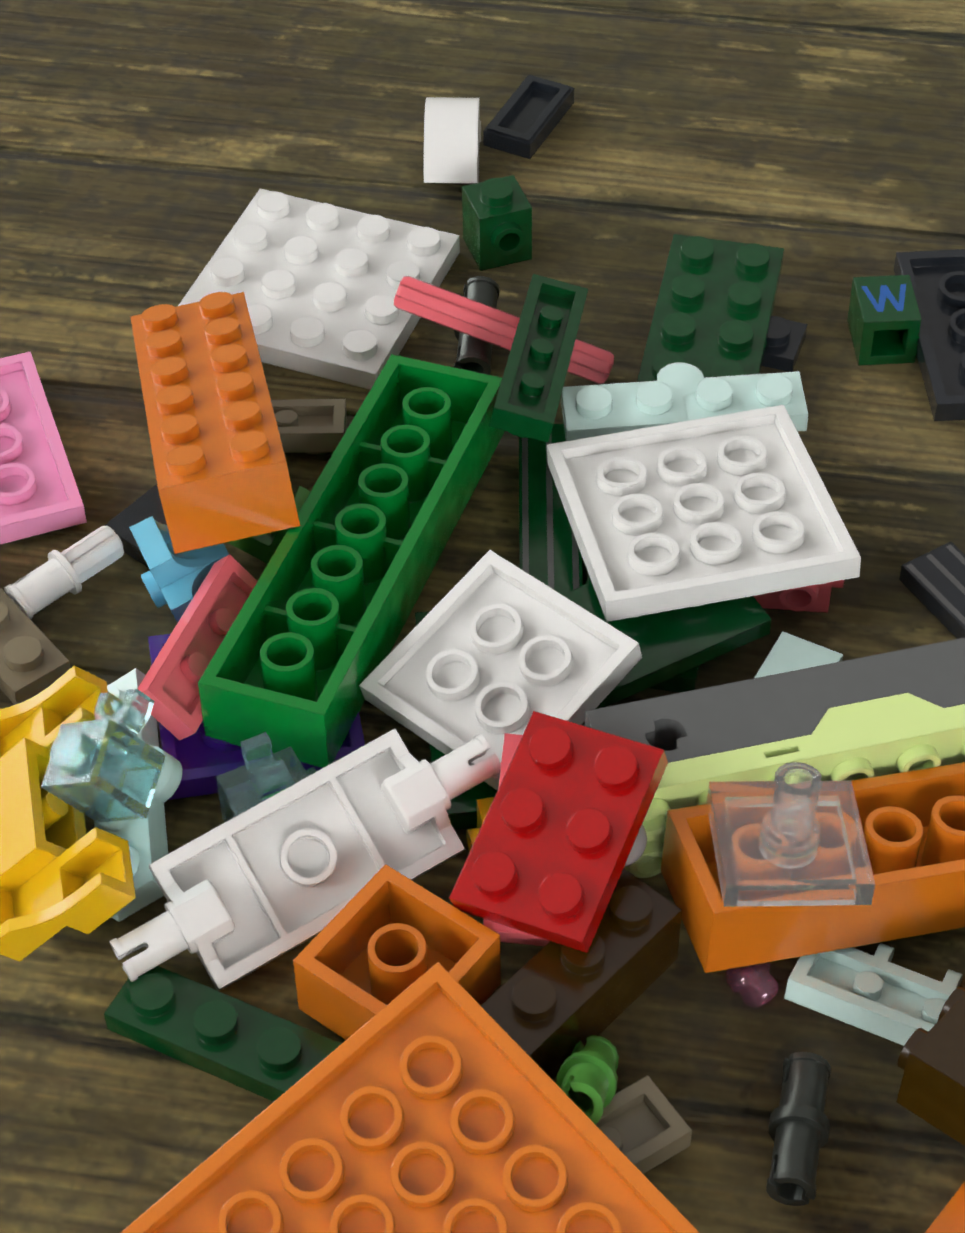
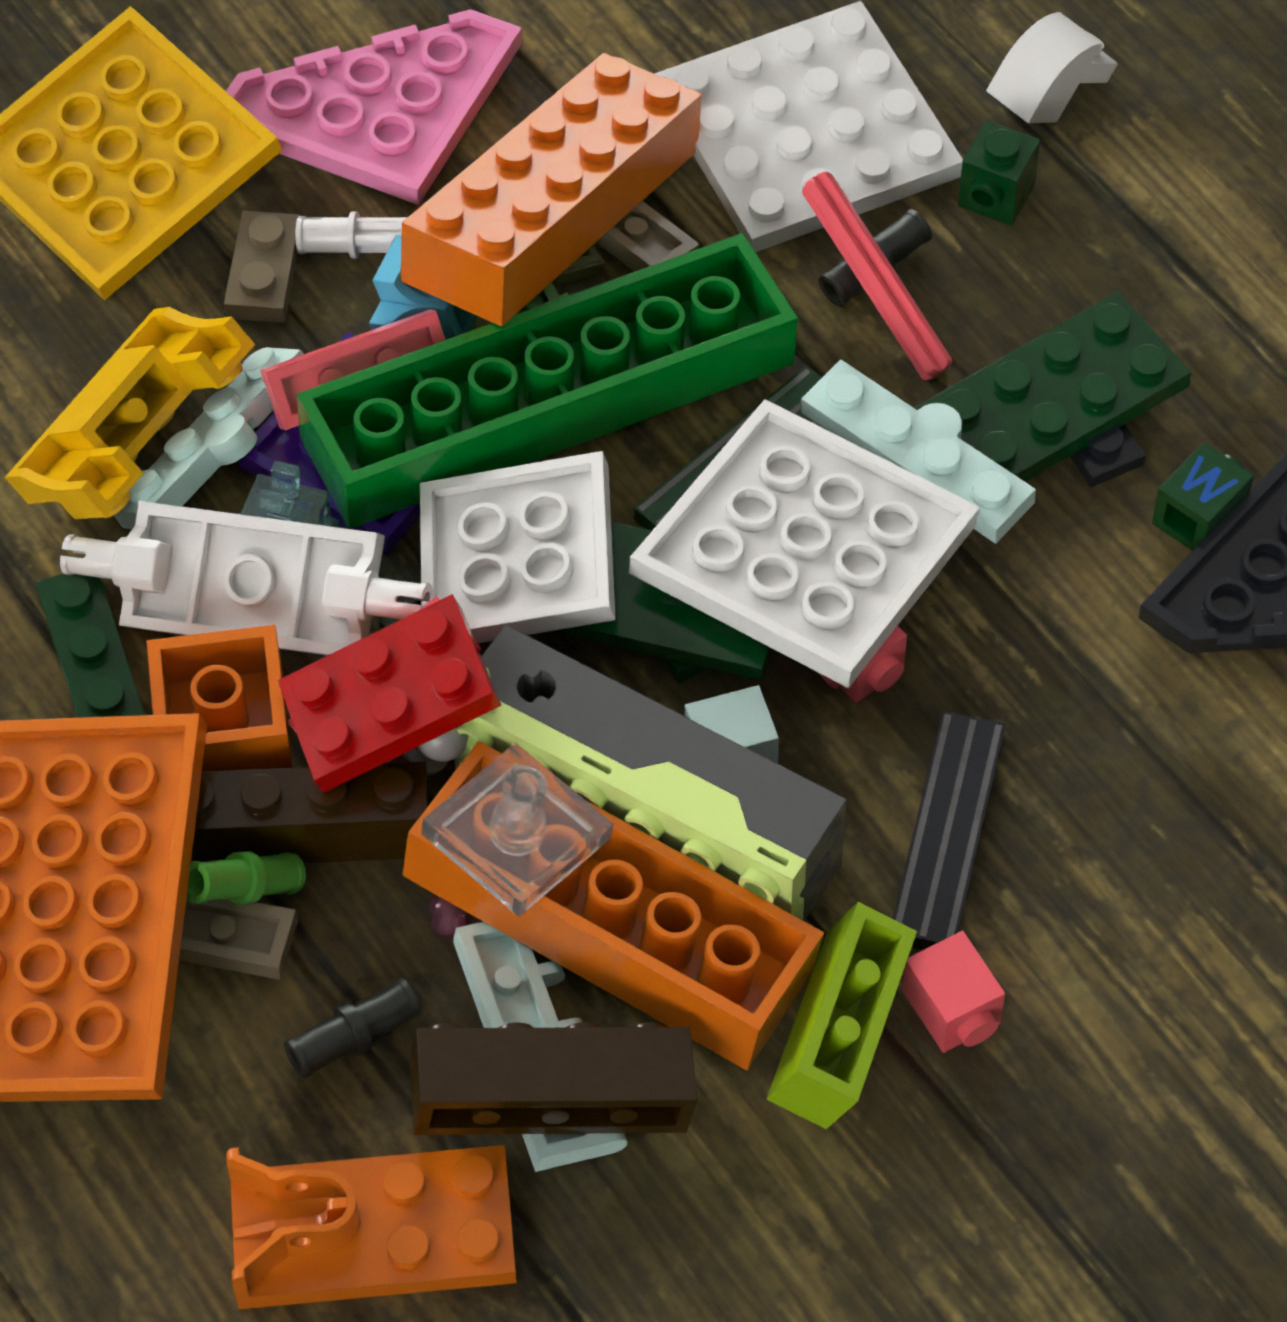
camera: 45 degrees right, 10 degrees up
(104, 764) = (182, 406): clear light blue brick -> none
(528, 116) = (1170, 87): black tile -> none
(539, 359) = (845, 320): dark green plate -> none

